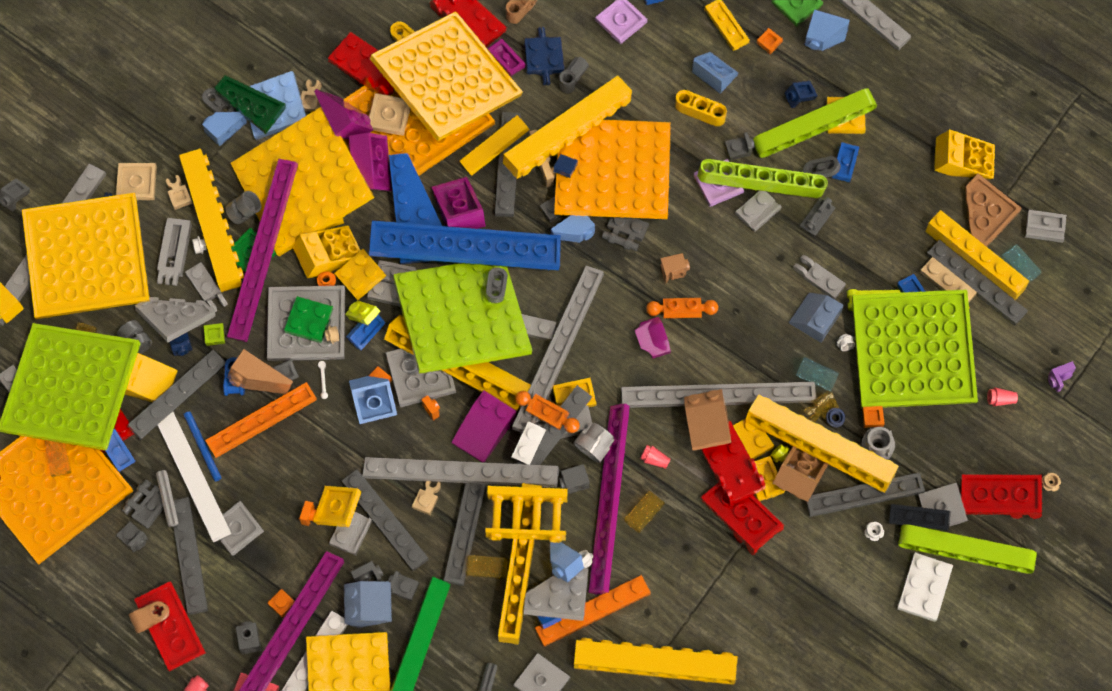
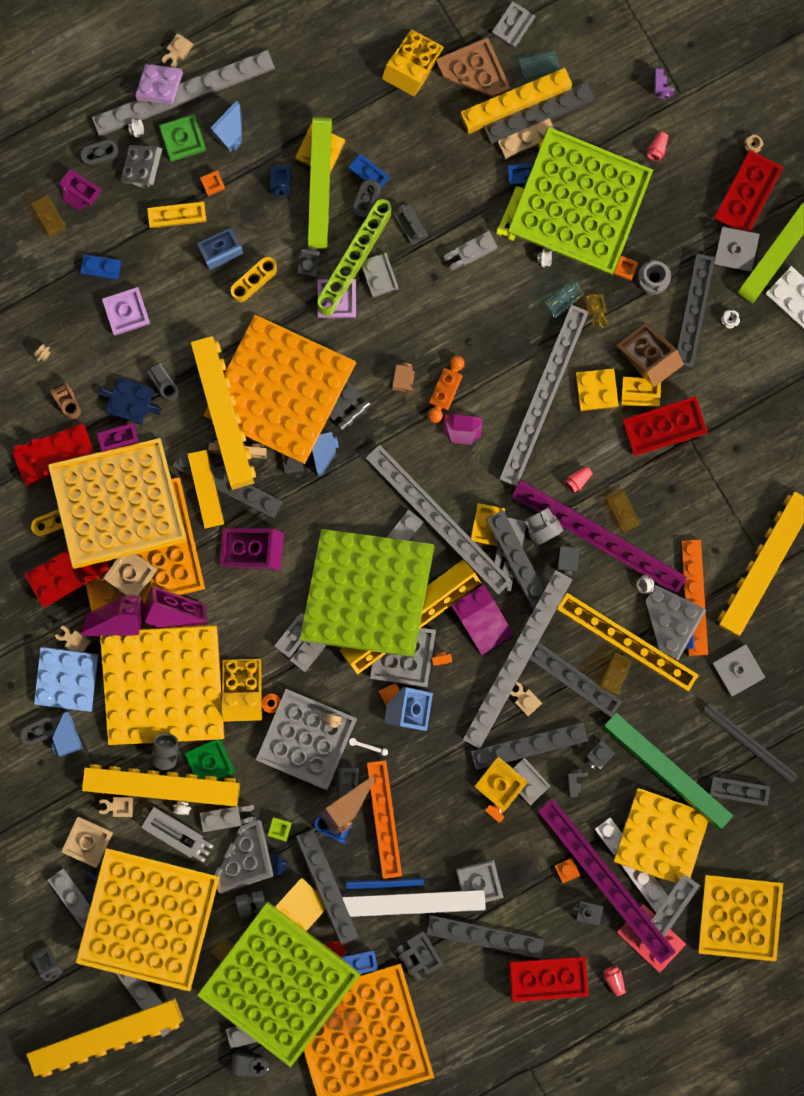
camera: 65 degrees left, 15 degrees up
(132, 537) = (445, 981): dark grey bracket -> none
(145, 617) = (536, 997): medium nougat piece -> none
(167, 498) = (426, 935): light grey axle -> none
(252, 104) = (61, 699): dark green wing -> none
(262, 250) = (218, 750): magenta plate -> none
(308, 319) = (307, 735): green plate -> none
(360, 274) = (281, 669): yellow plate -> none
(362, 312) = (322, 683): neon yellow plate -> none
(362, 333) = (338, 687): blue plate -> none
(367, 603) = (606, 794): sand blue slope -> none
(410, 197) = (251, 594): blue wing -> none
(465, 245) = (299, 560): blue plate -> none
(496, 286) = (356, 549): dark grey plate -> none
(528, 443) = (521, 586): white plate -> none
(537, 497) = (572, 619): yellow fence -> none
(547, 411) = (501, 556): orange plate -> none
(565, 166) = (262, 432): dark blue tile -> none
(565, 561) = (644, 603): medium blue slope -> none
(707, 419) = (570, 417): medium nougat slope -> none
(734, 469) = (616, 415): red hinge -> none
(780, 453) = (624, 366): neon yellow plate -> none
(816, 315) = (507, 272): sand blue slope -> none
(821, 443) = (634, 326): yellow brick -> none
(840, 415) = (614, 298): dark blue plate -> none
(921, 517) = (738, 273): black plate -> none

